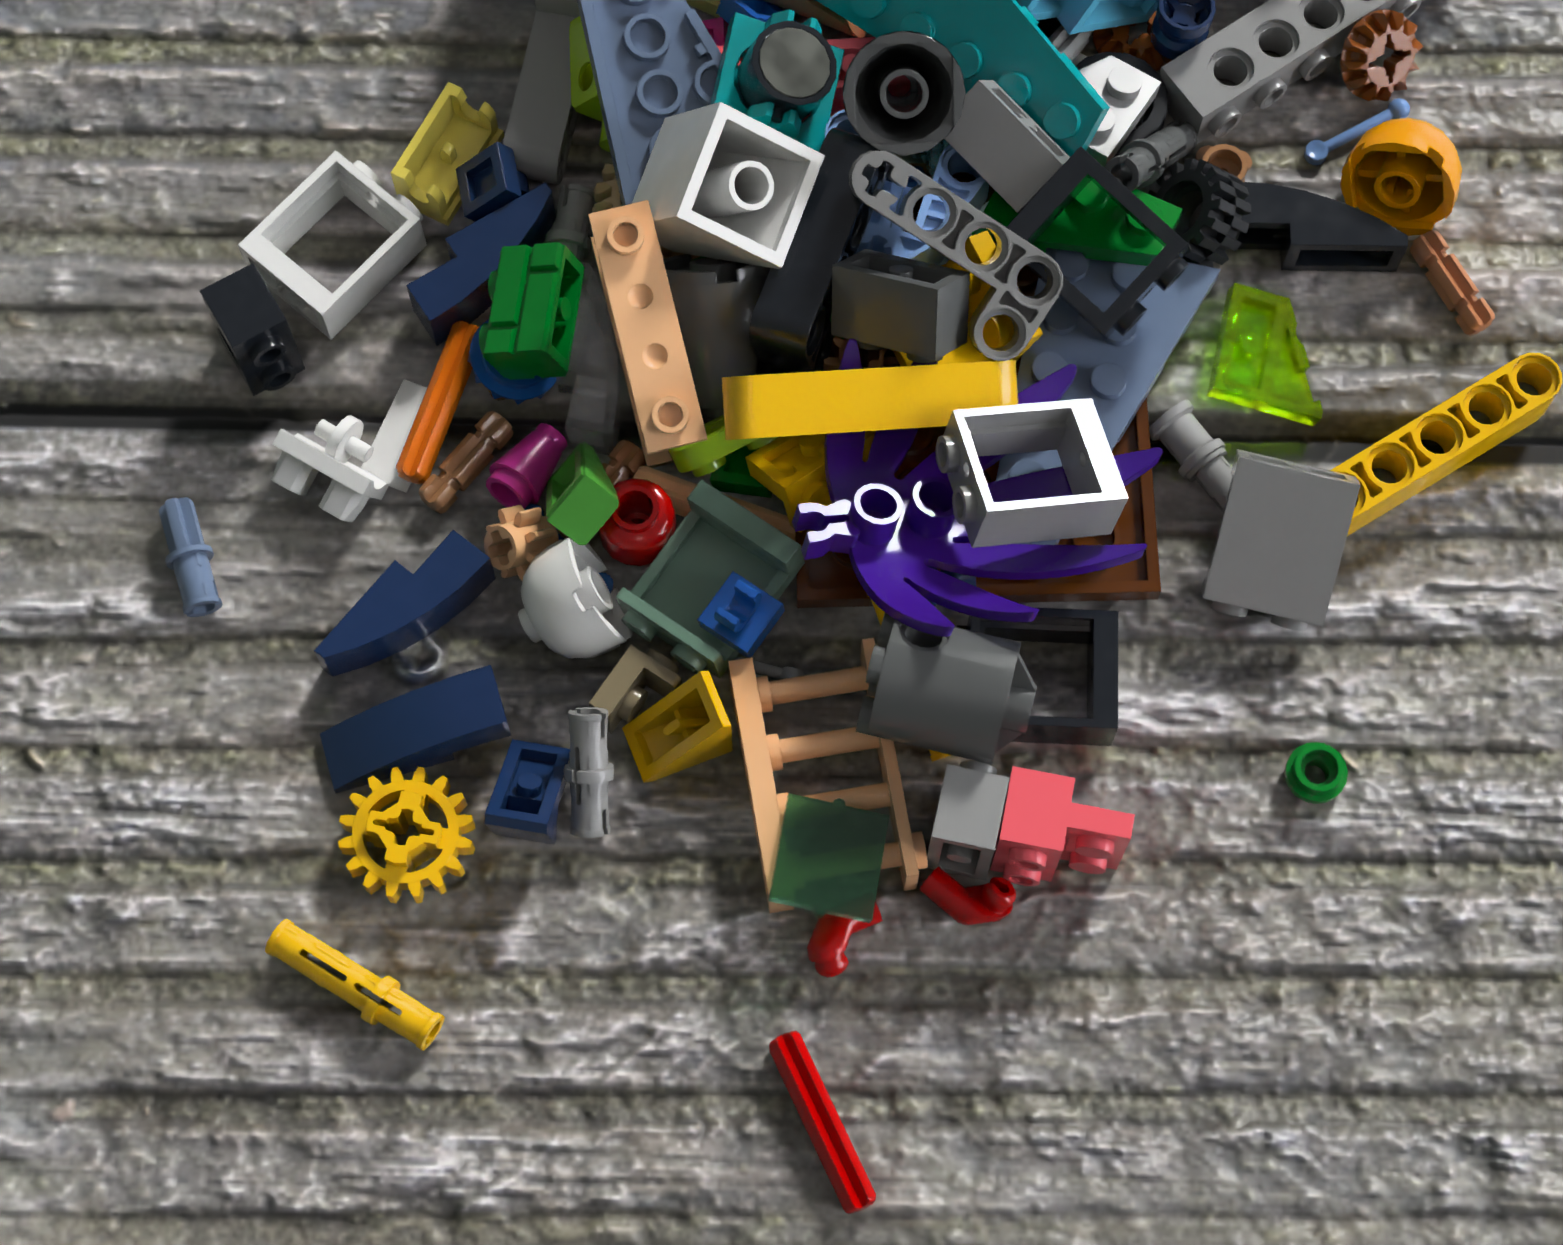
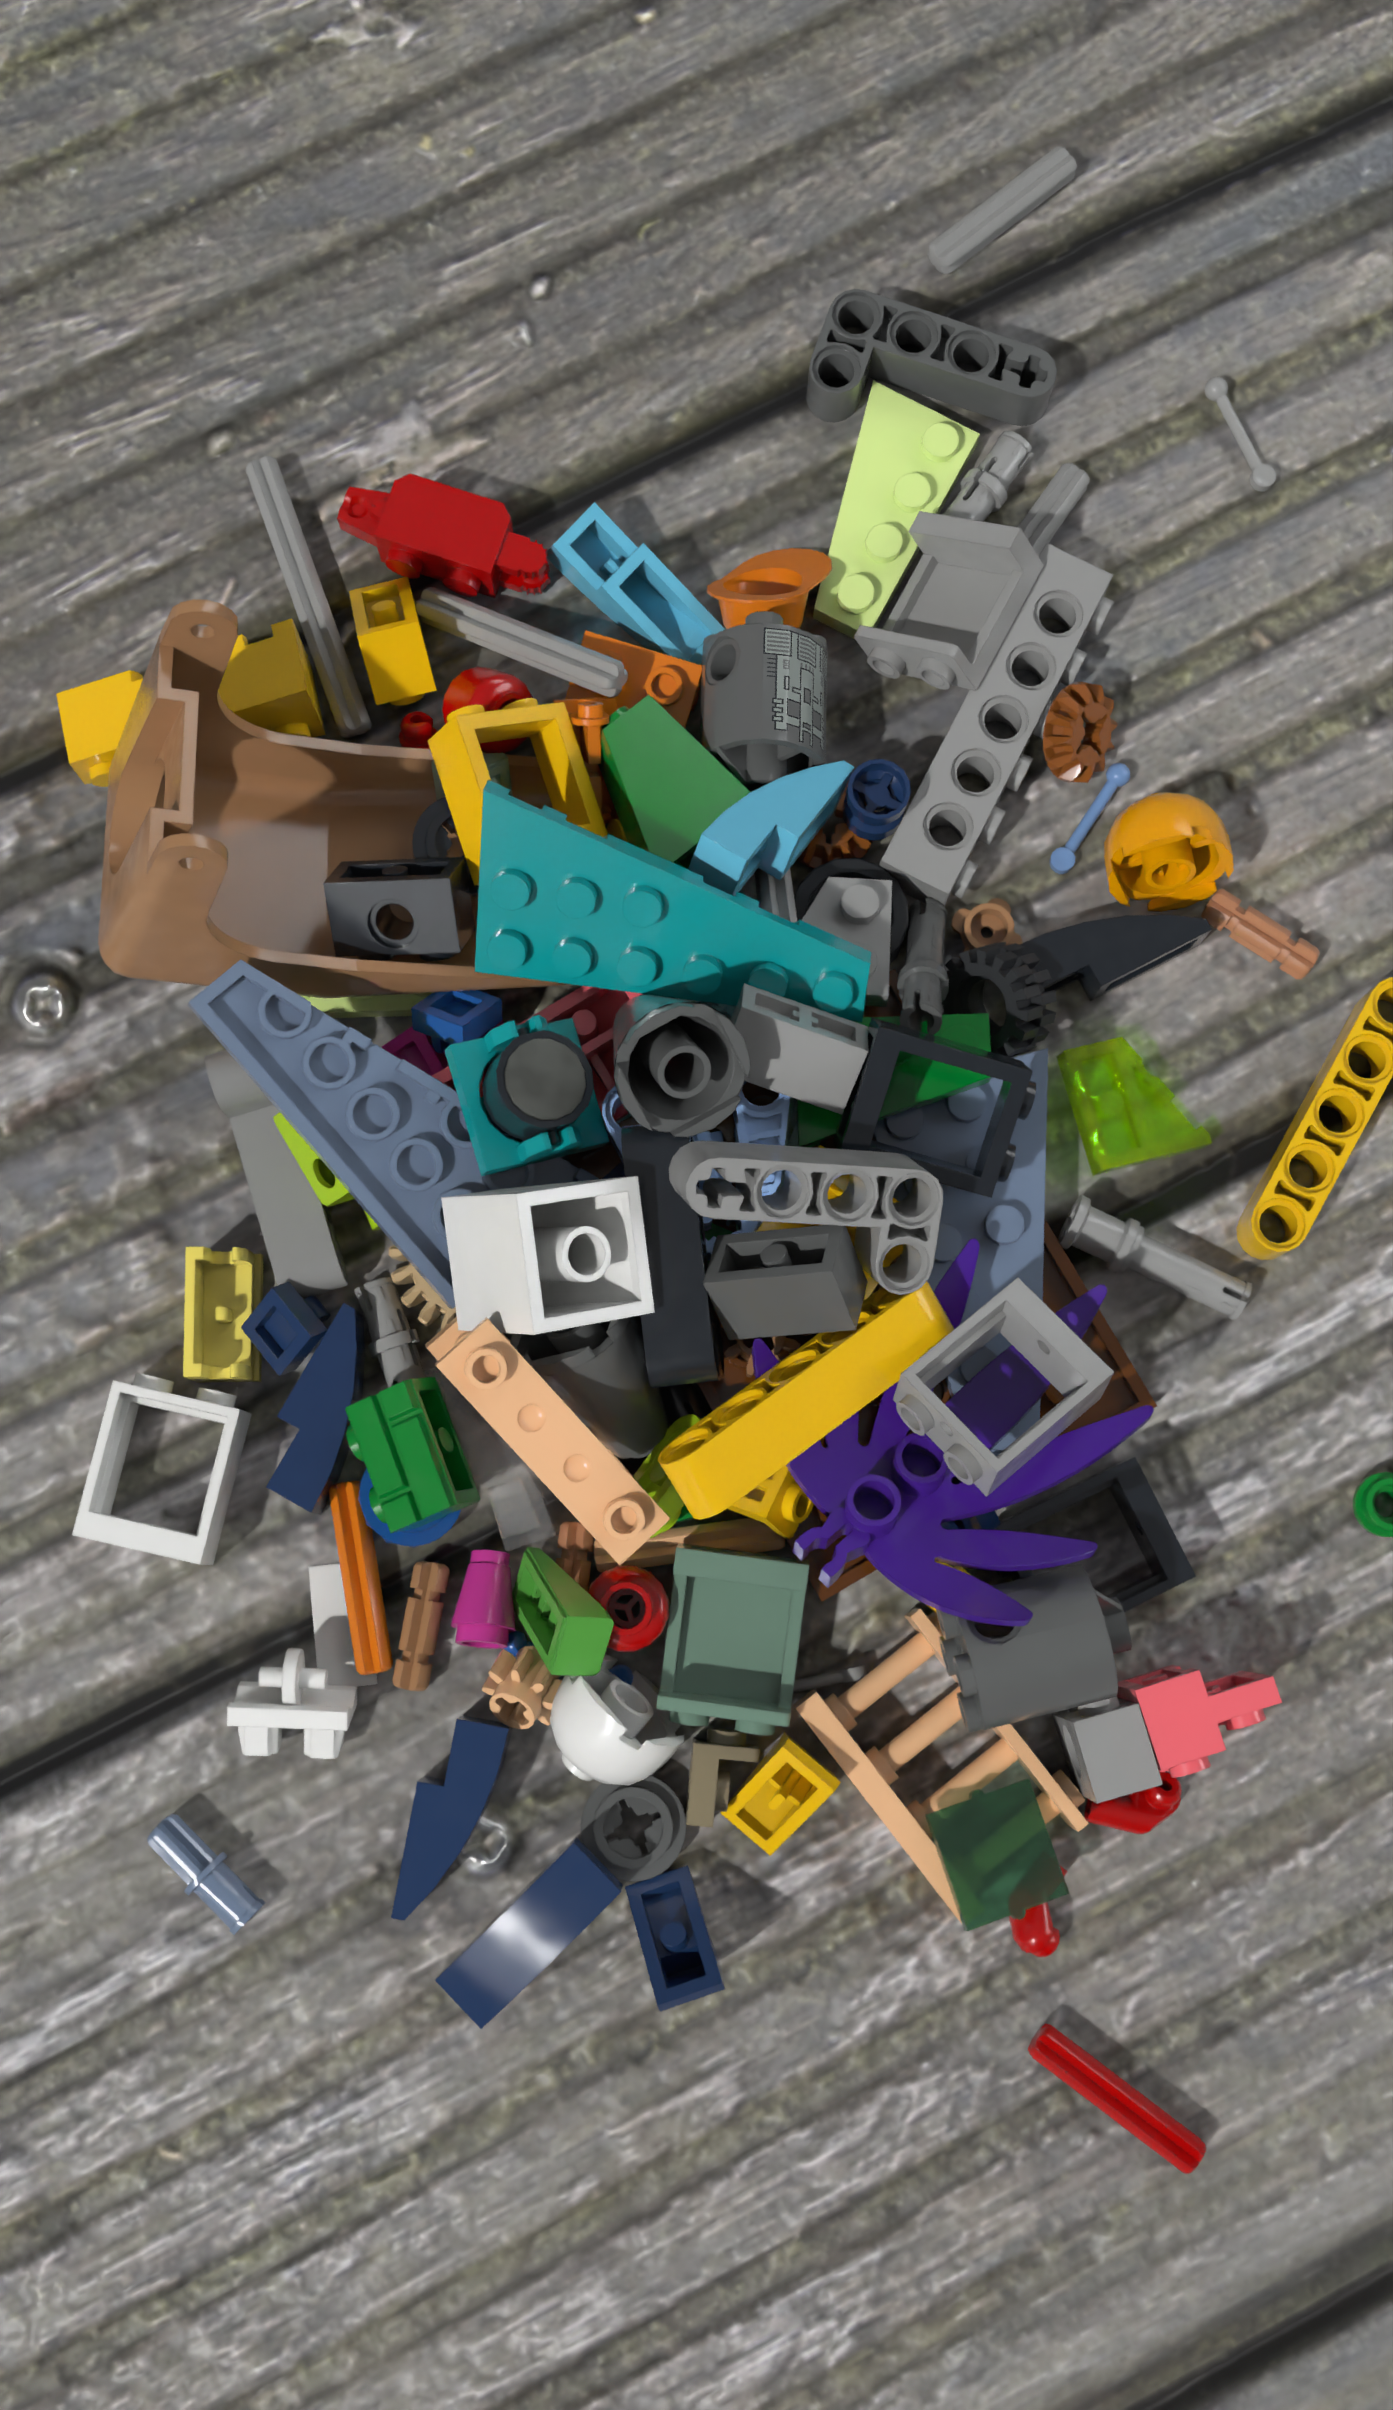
camera: 30 degrees left, 10 degrees up
(253, 330) = (140, 1618): black brick -> none
(402, 860) = (551, 2053): yellow gear -> none
(416, 1021) = (612, 2214): yellow pin -> none
(527, 678) = (622, 1855): none -> dark grey gear
(589, 772) = (721, 1888): light grey pin -> none
(741, 615) = (784, 1657): blue tile -> none
(1280, 540) = (1249, 1299): light grey panel -> none

